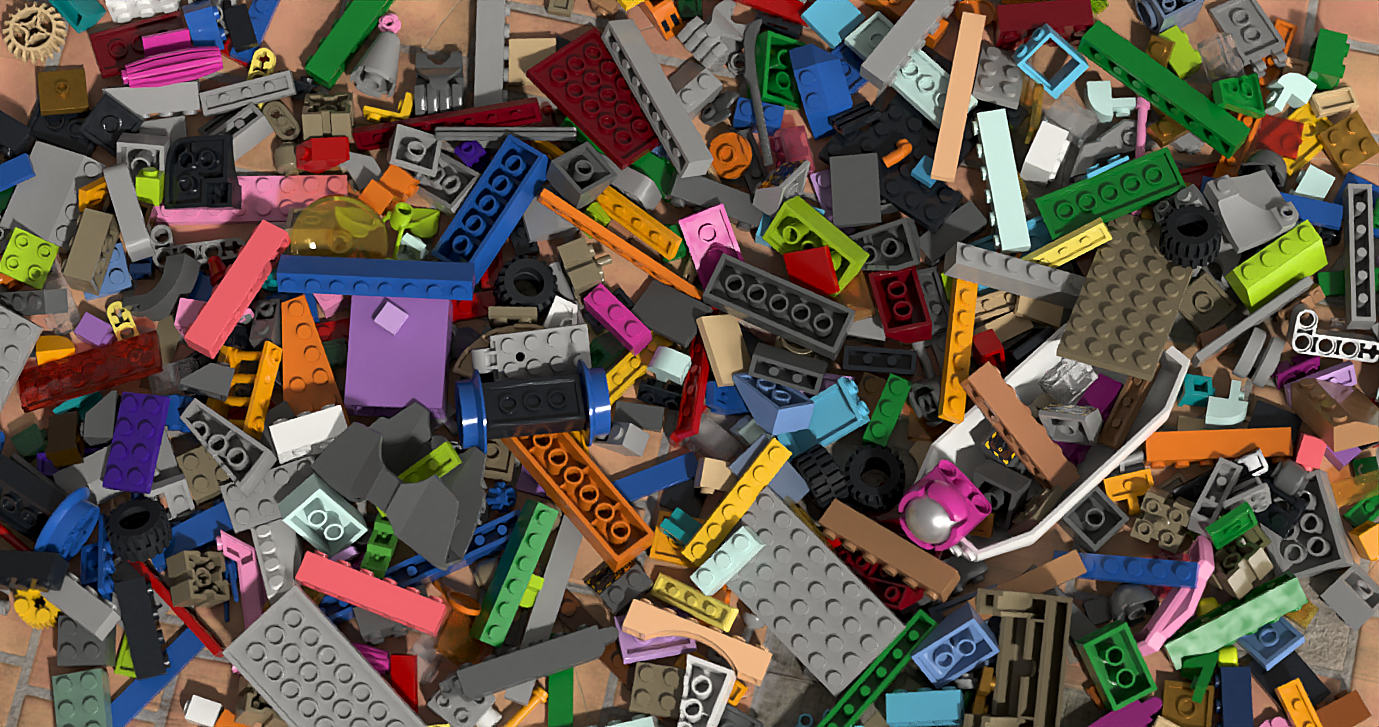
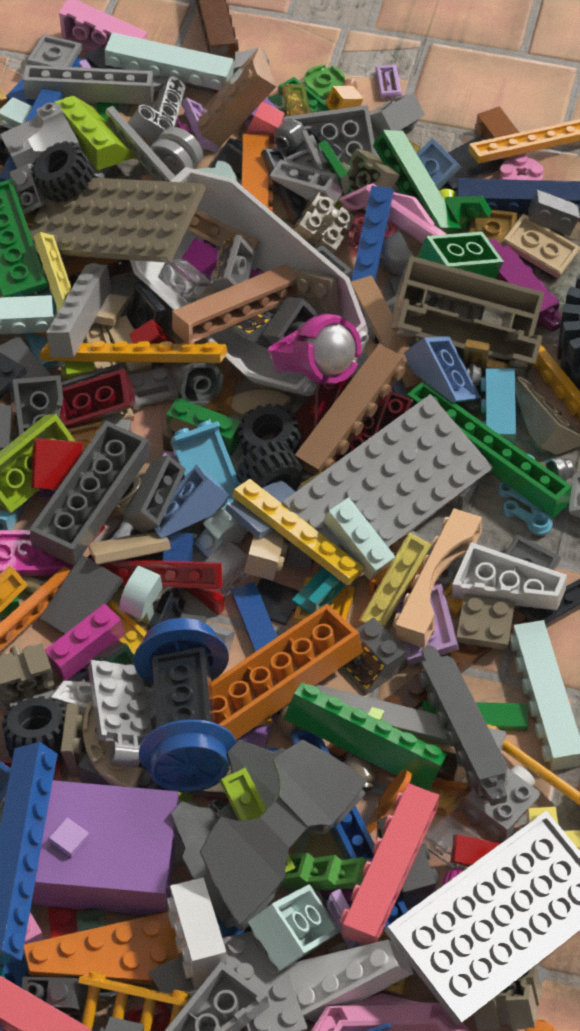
camera: 85 degrees left, 20 degrees down
(879, 360) = (152, 420): black brick -> none

